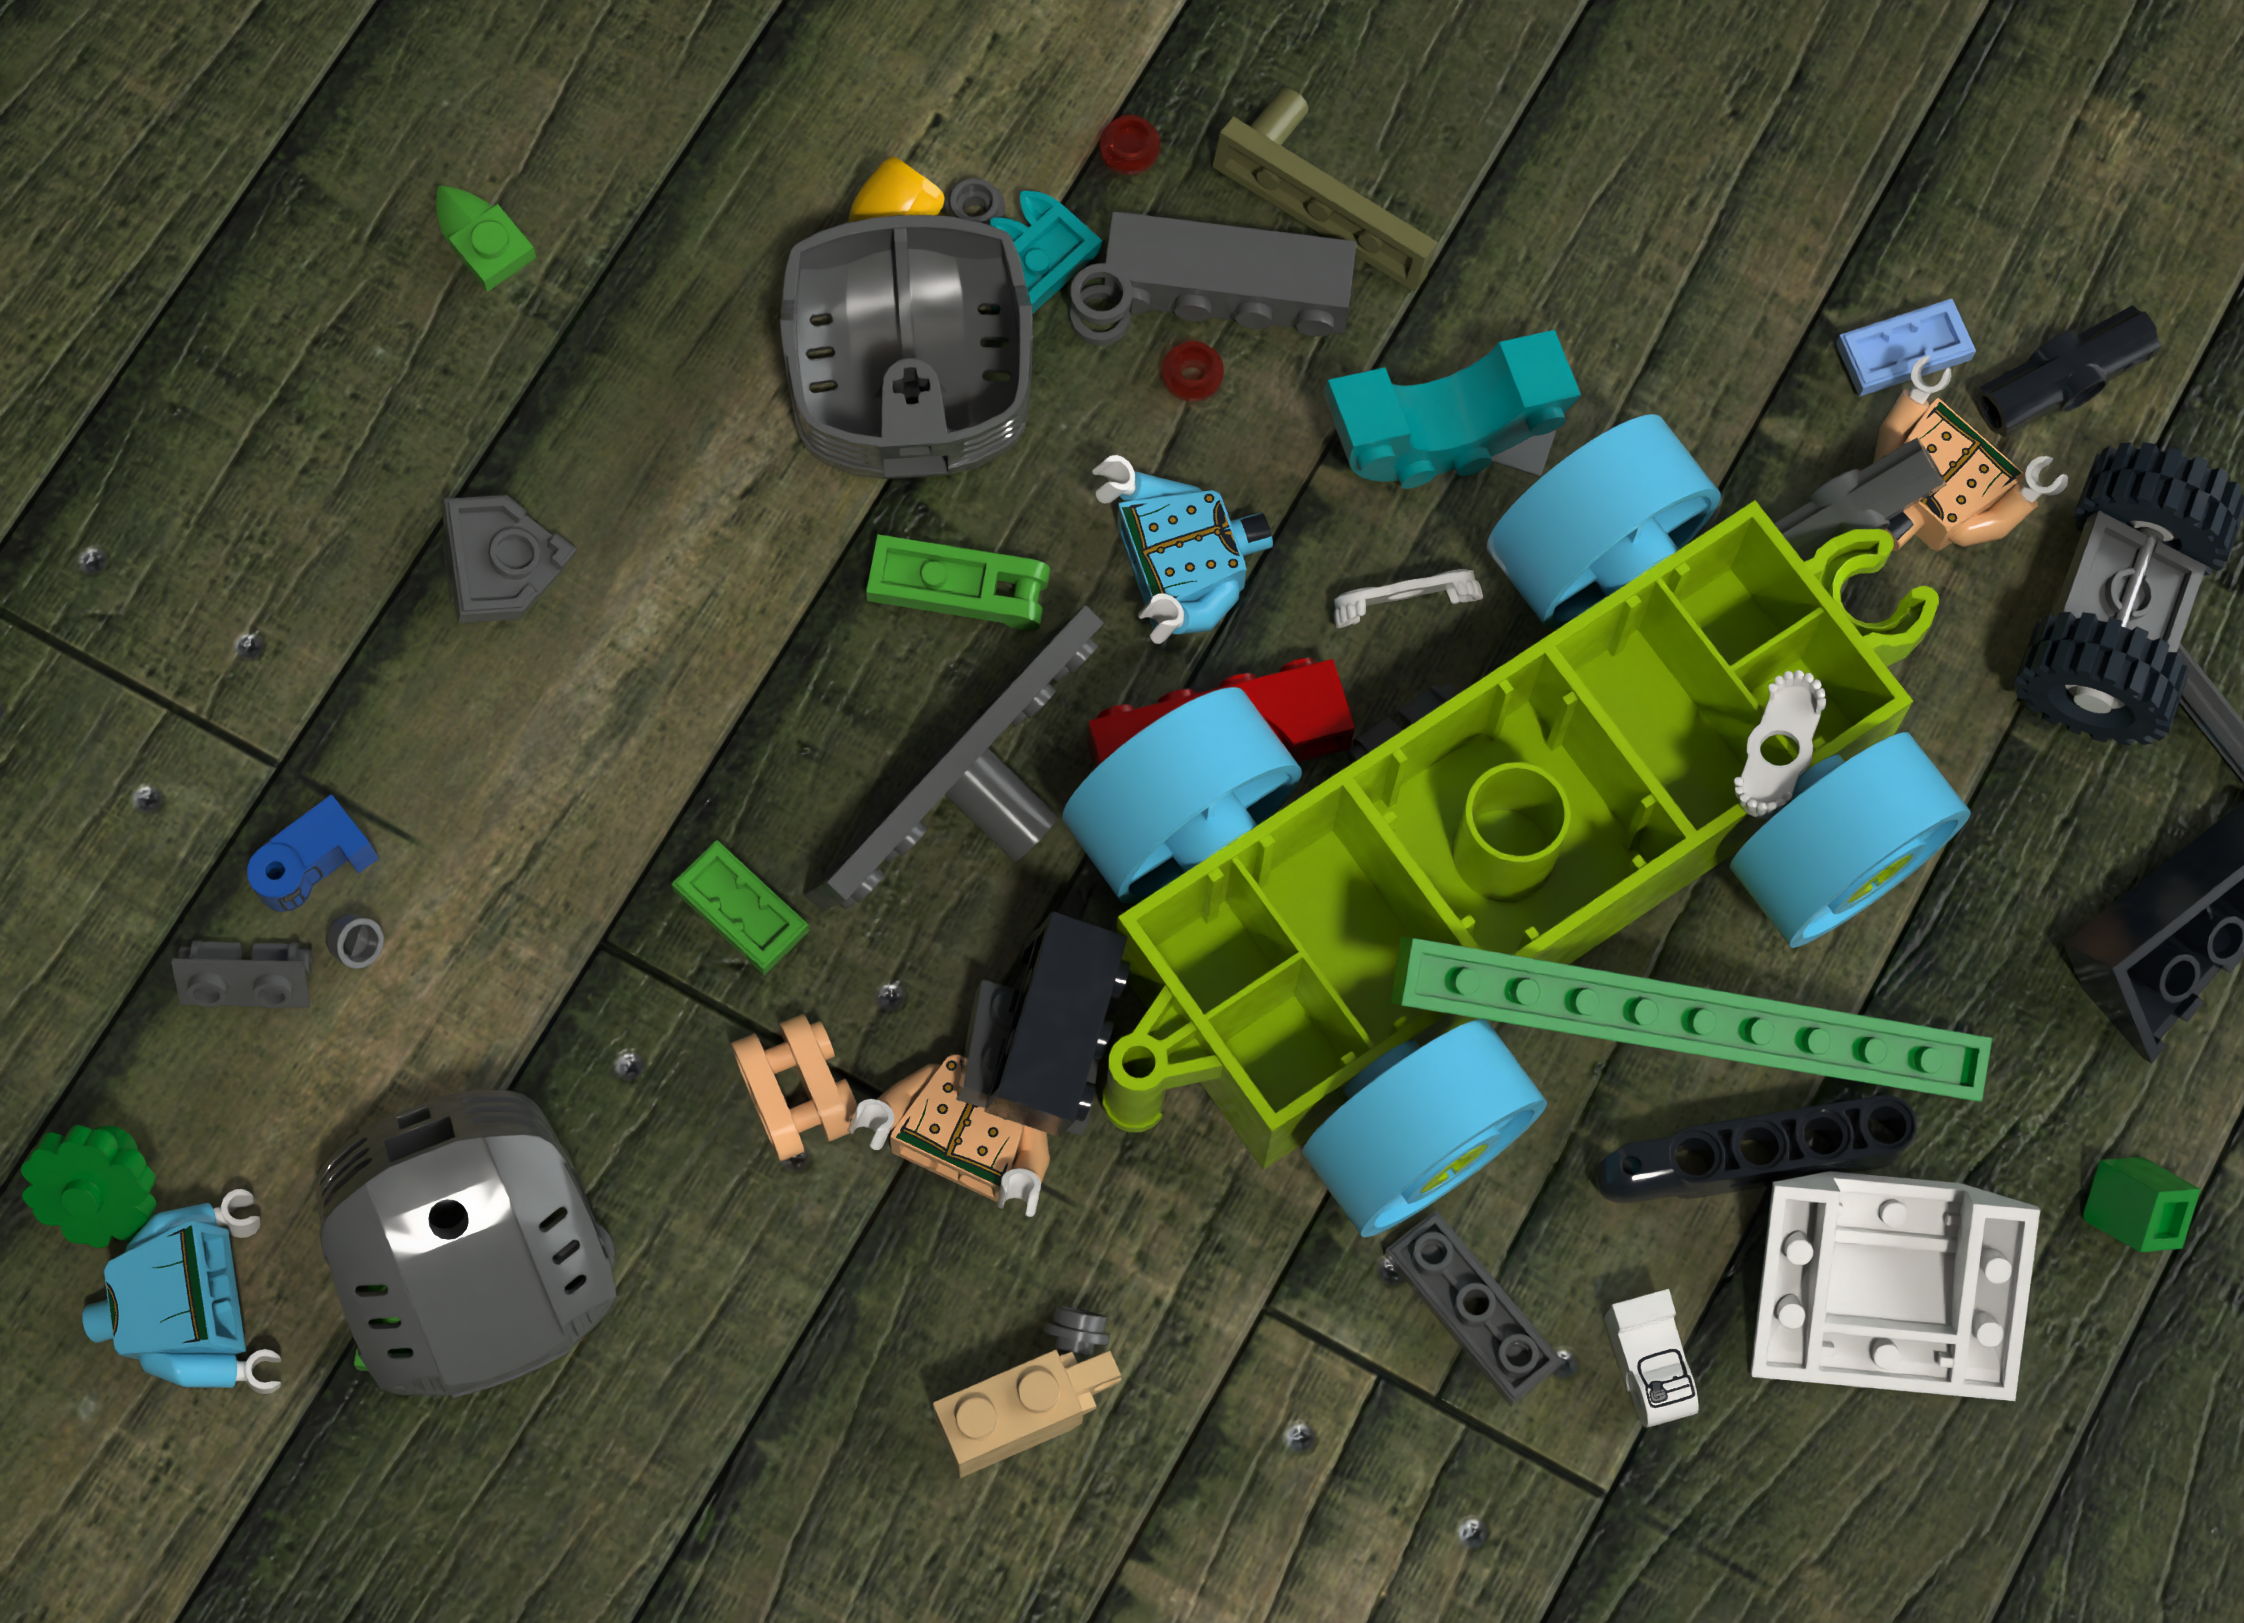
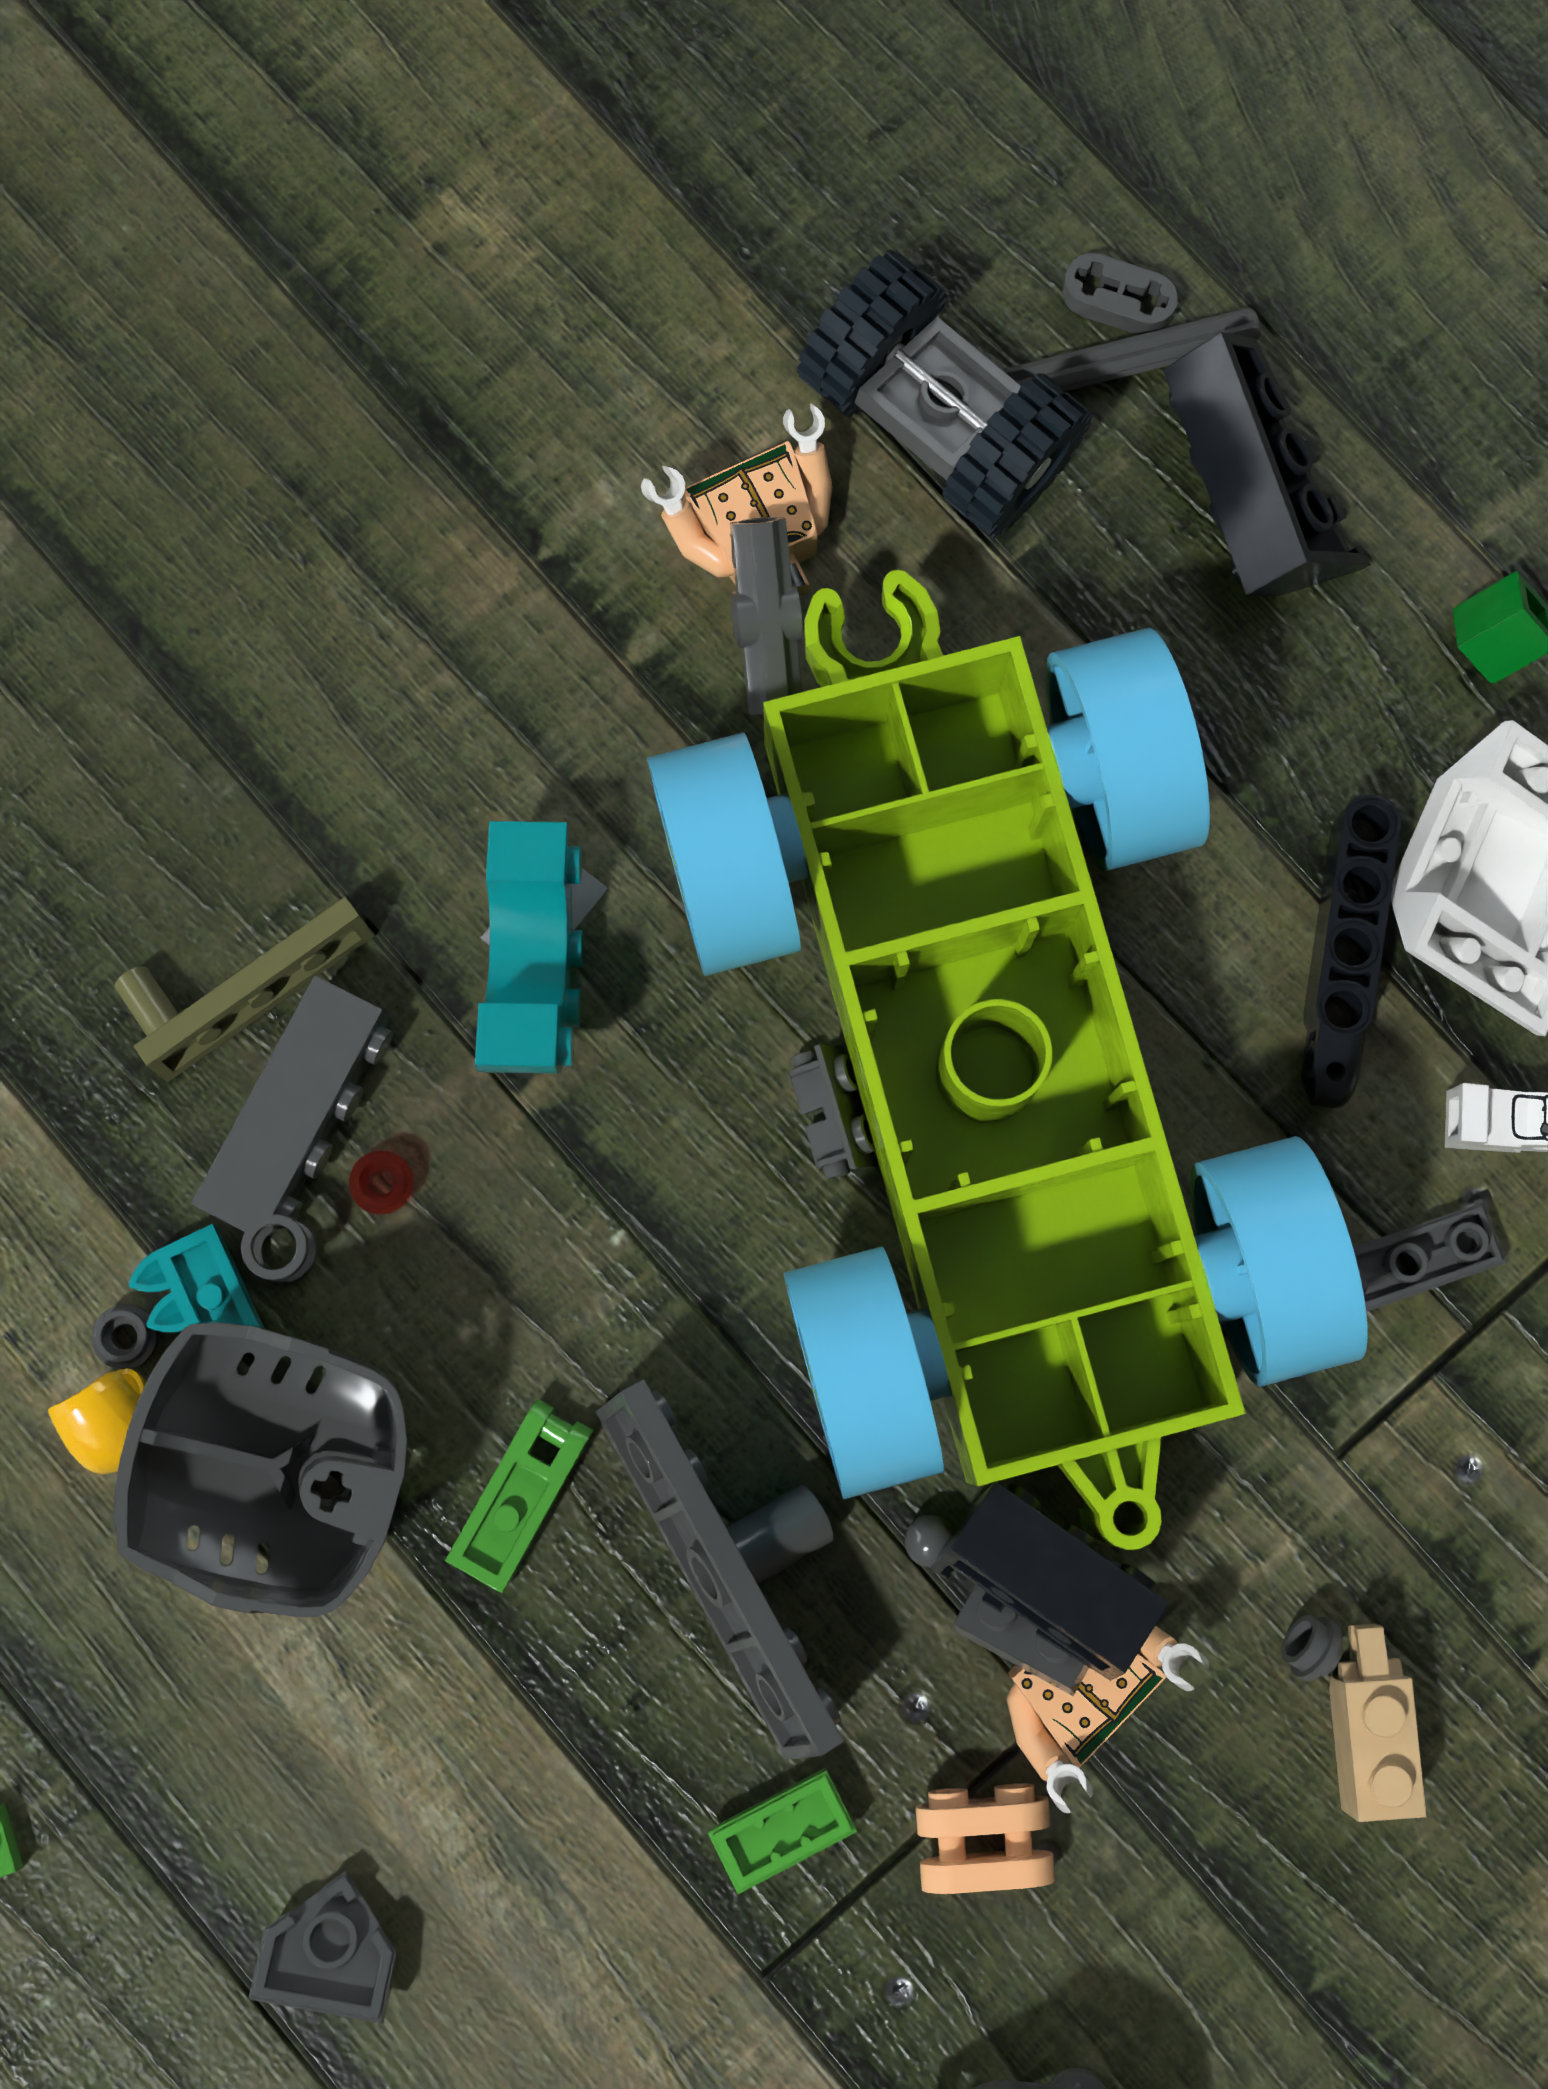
camera: 65 degrees left, 10 degrees up
(1130, 145) = (116, 1156): clear red plate -> none
(1180, 547) = (571, 1264): medium azure torso -> none
(1299, 704) = (773, 1211): red arch -> none
(1458, 583) = (683, 1119): white piece -> none
(1688, 1019) = (1241, 982): plate -> none
(1791, 711) = (998, 751): white piece -> none
(1888, 349) = (608, 498): light blue plate -> none
(2068, 371) = (688, 360): black piece -> none

